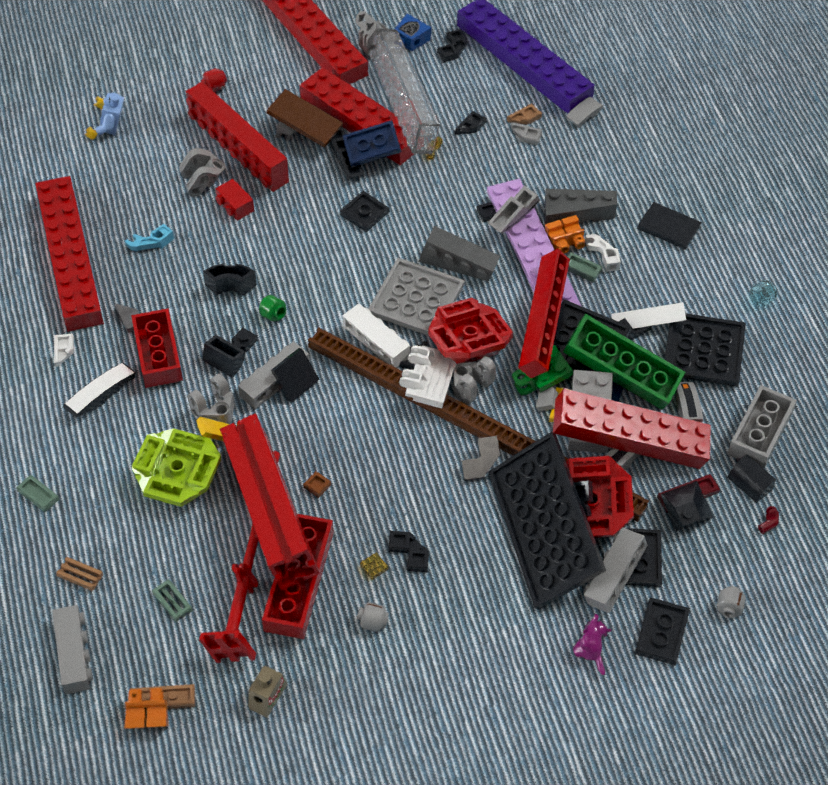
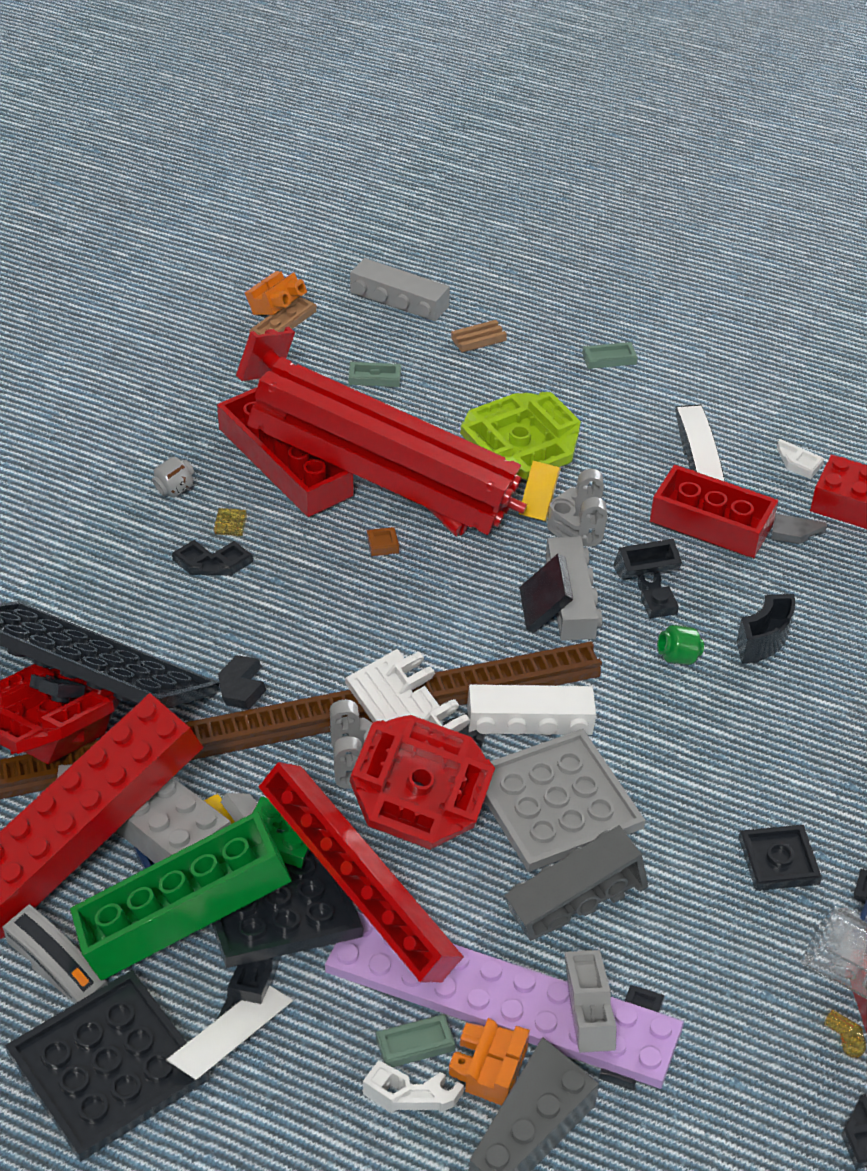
camera: 130 degrees right, 10 degrees down
(268, 687) = (195, 354): dark tan torso -> none

